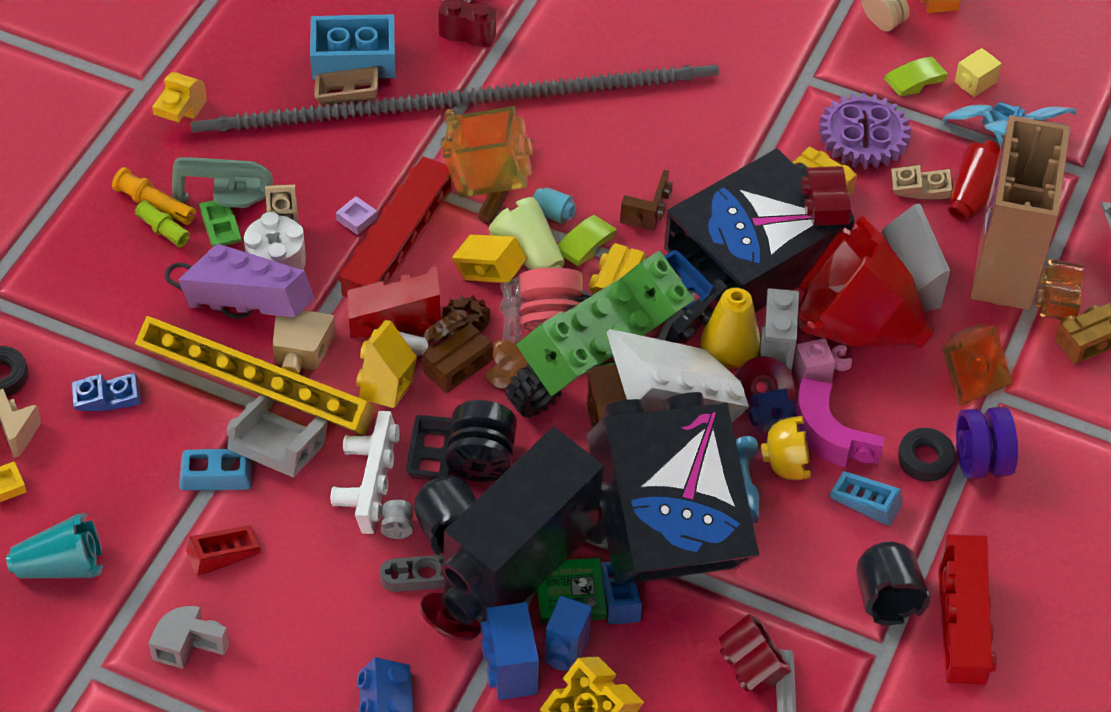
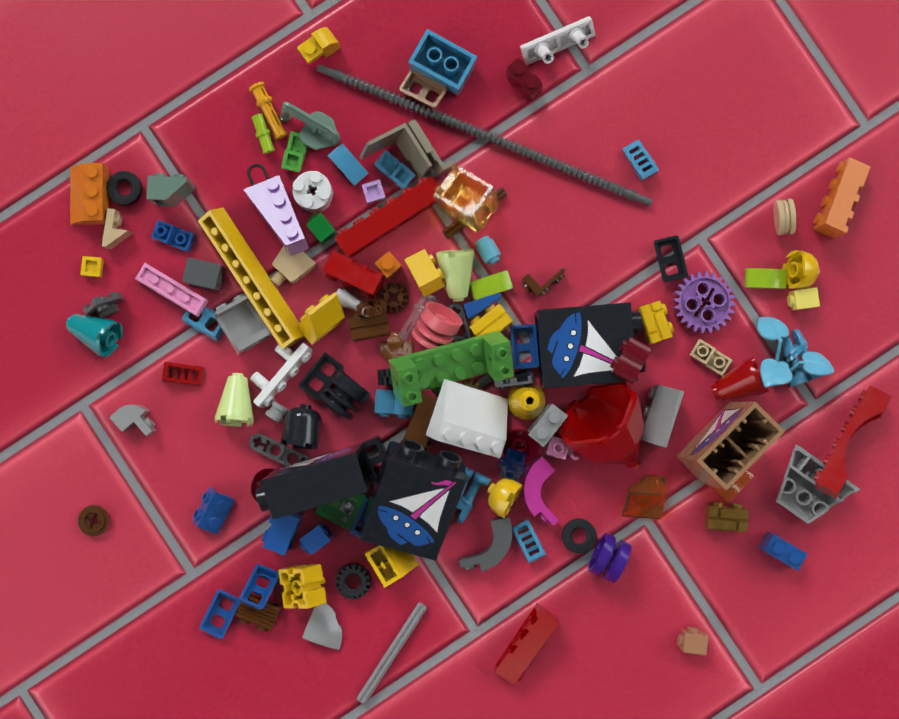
camera: 30 degrees right, 35 degrees up
(52, 508) = (104, 306): none -> dark grey plate
(70, 330) = (168, 190): none -> sand green slope
(143, 450) = (171, 289): none -> bright pink tile
(181, 408) = (203, 274): none -> dark grey piece
(282, 201) = (329, 170): tan slope -> none
(313, 205) = (347, 164): none -> dark azure slope
(321, 280) = (321, 228): none -> green brick
(333, 538) = (235, 403): none -> yellowish green cone
(374, 142) = (413, 146): none -> dark tan piece
(376, 185) = (394, 169): none -> dark azure slope
(445, 273) = (388, 265): none -> orange brick
(563, 413) = (388, 404): none -> dark azure brick
(588, 260) = (477, 306): none -> blue slope
(661, 691) = (348, 592): none -> black tyre
(683, 39) = (645, 155): none -> dark azure slope
(692, 615) = (390, 563): none -> yellow slope
(754, 655) = (404, 602): dark red brick -> none
(794, 107) = (677, 258): none -> black piece
(827, 509) = (497, 549): none -> dark grey arch
(891, 583) = (500, 604): black cylinder -> none
(947, 41) = (801, 269): none -> yellow cylinder

